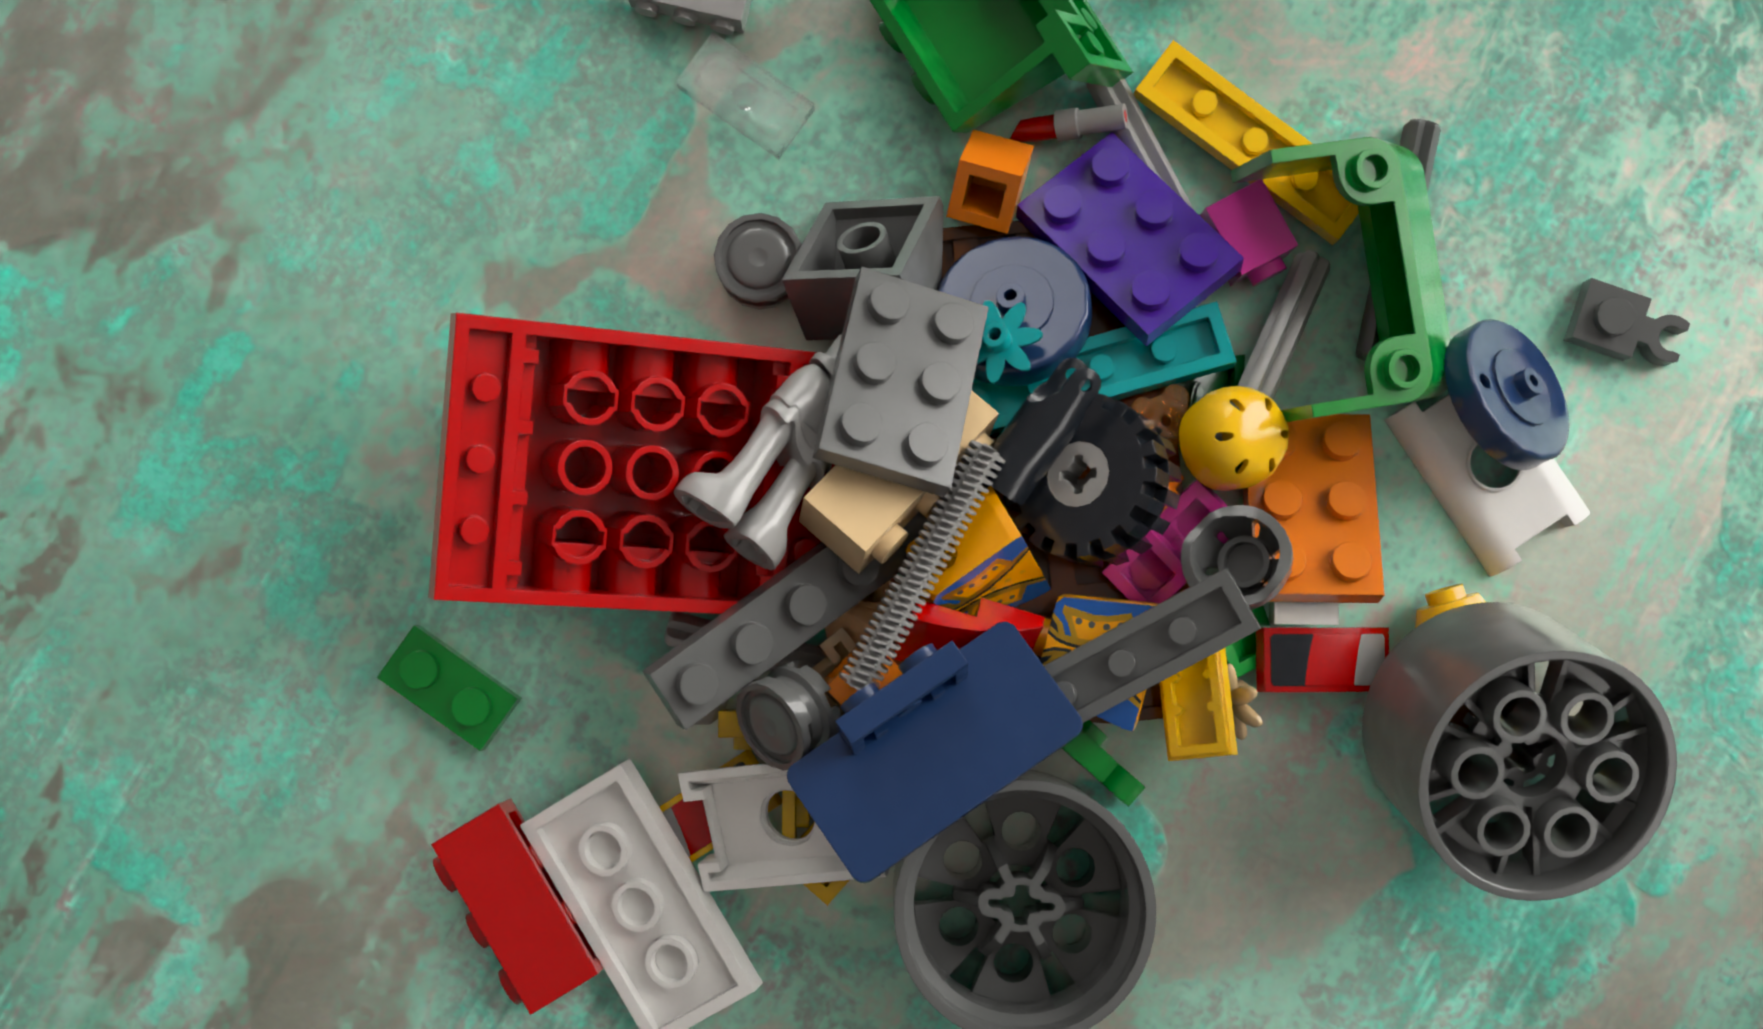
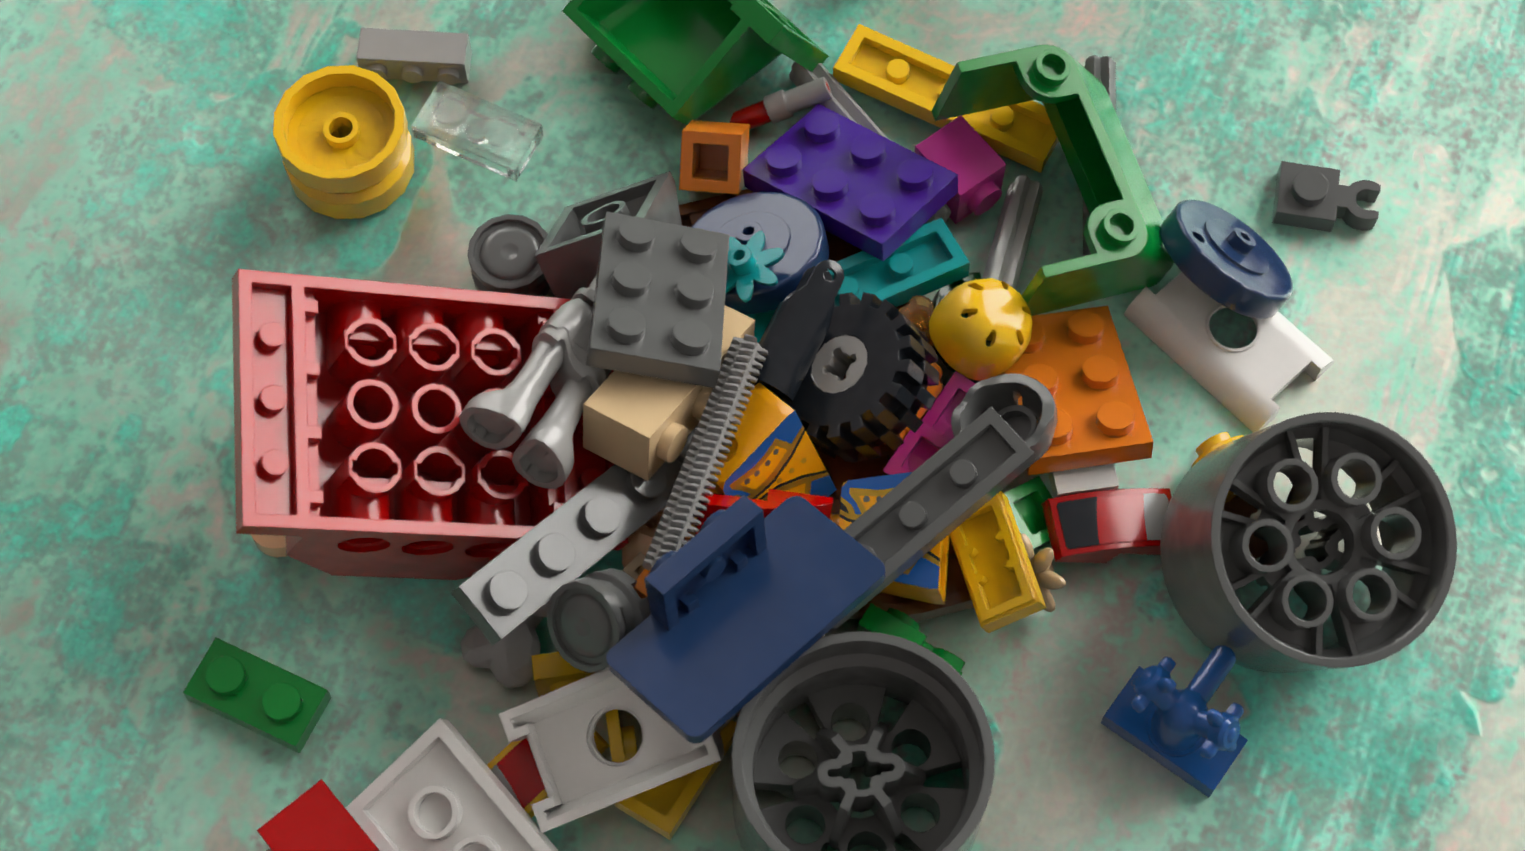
camera: 10 degrees left, 20 degrees down
(585, 64) = (344, 141): none -> yellow wheel
(1343, 881) = (1176, 723): none -> blue piece

